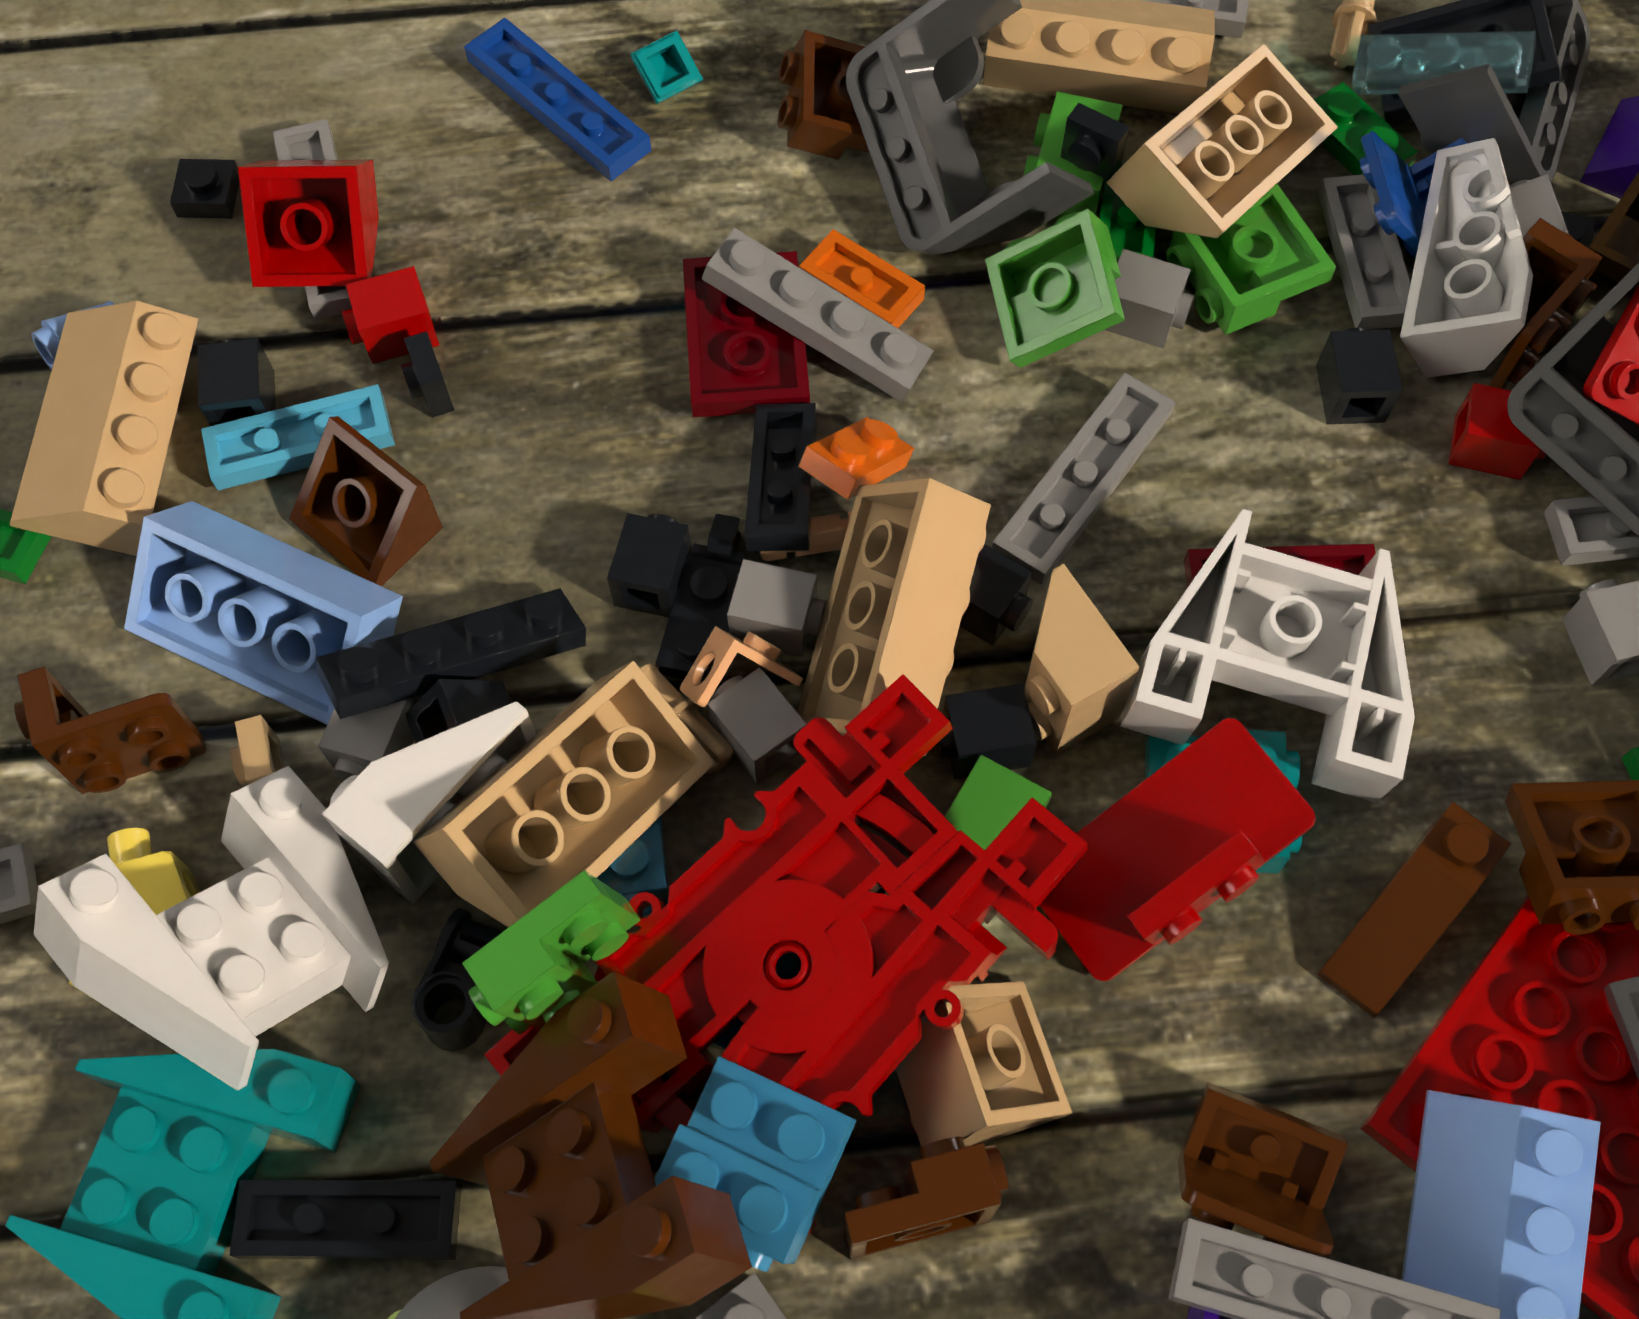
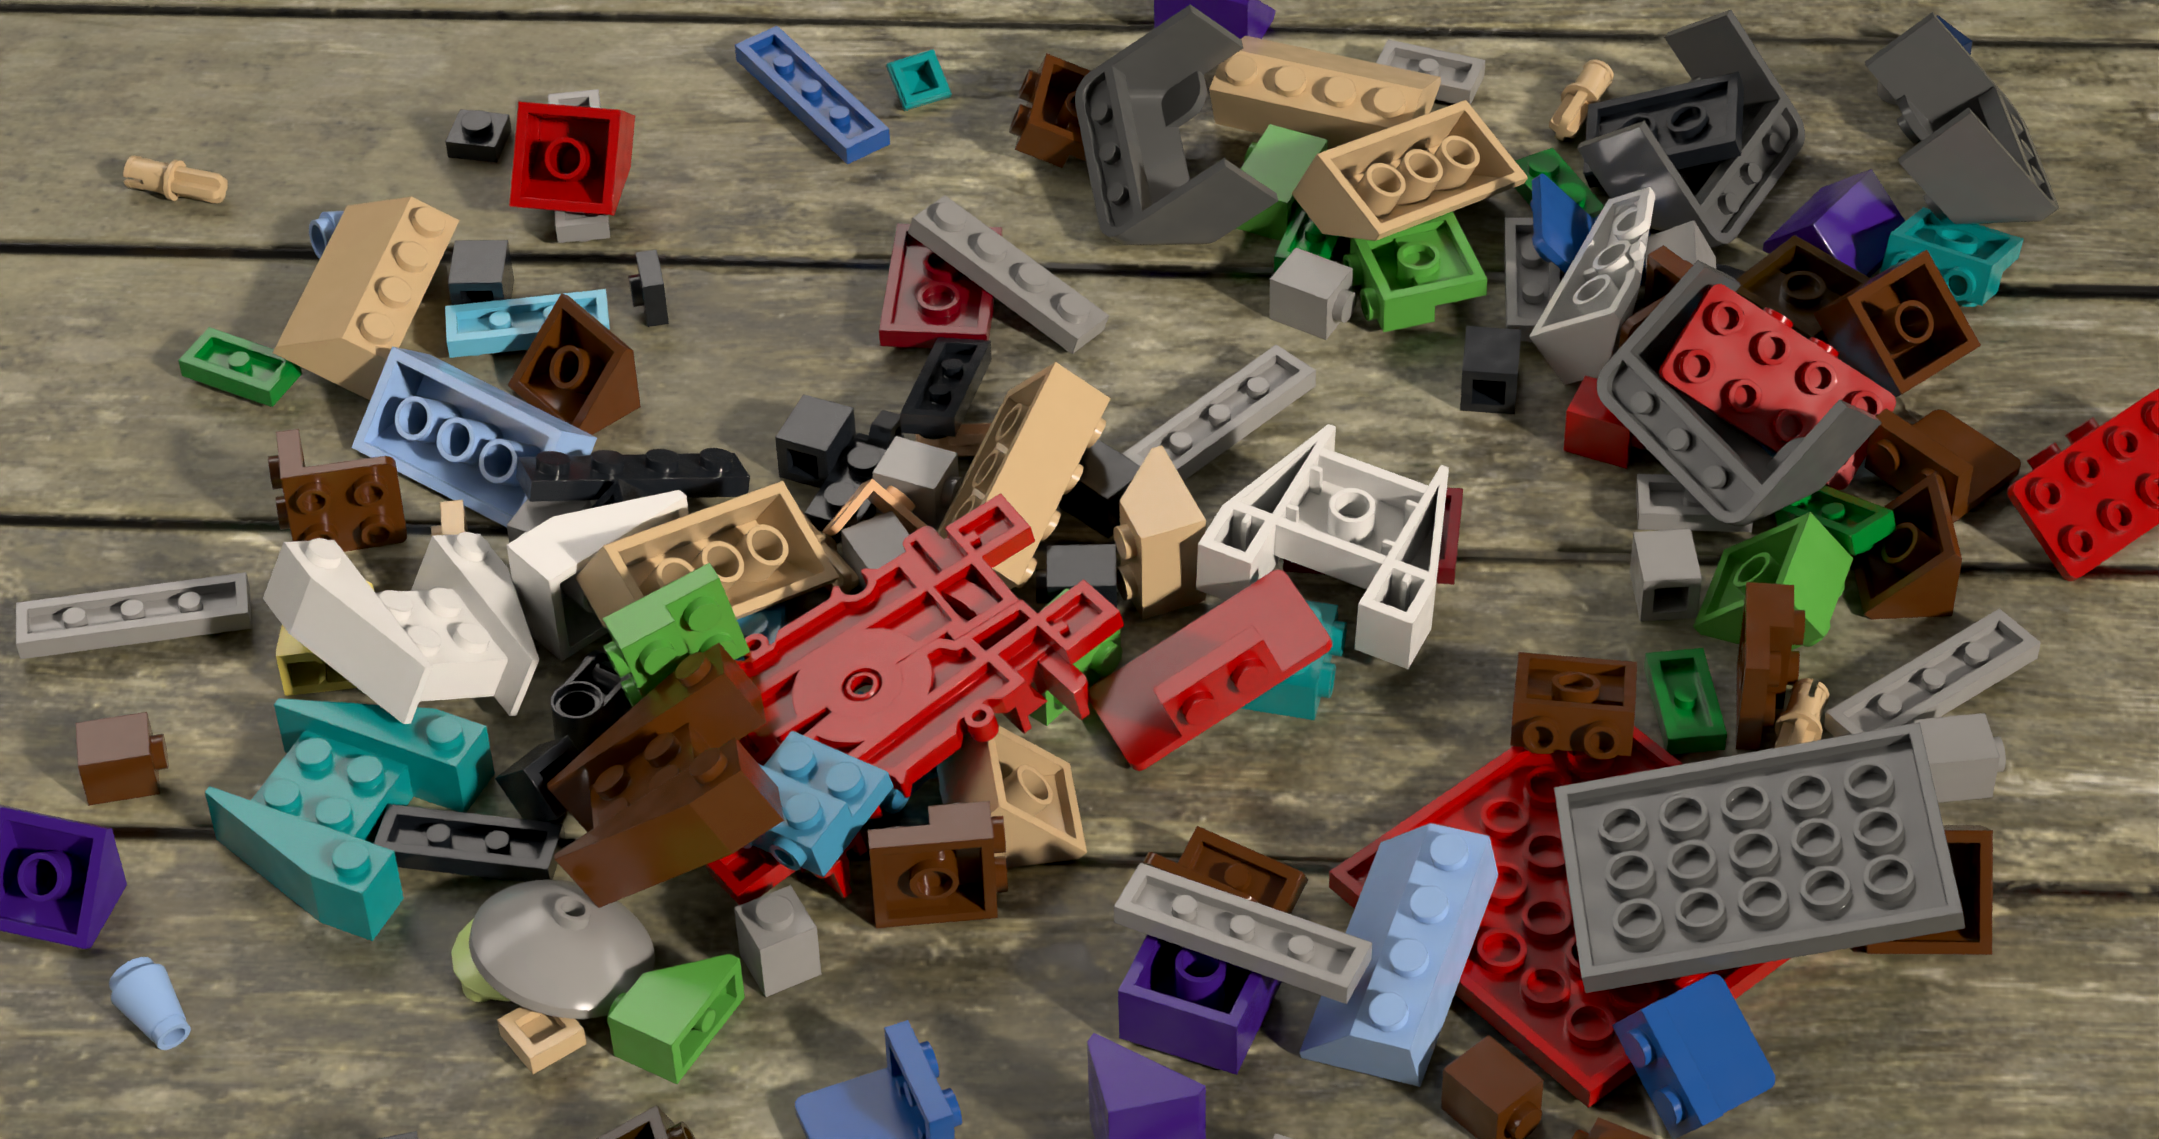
camera: 10 degrees right, 20 degrees down
(387, 312) = (620, 234): red brick -> none
(418, 1118) = (528, 778): none -> black brick
(856, 456) = (1001, 371): orange plate -> none
(864, 278) = (1062, 255): orange plate -> none
(1056, 287) = (1225, 269): bright green plate -> none
(1094, 141) = (1283, 156): black plate -> none
(1401, 59) = (1680, 132): clear light blue plate -> none
(1414, 908) = (1420, 739): reddish brown slope -> none

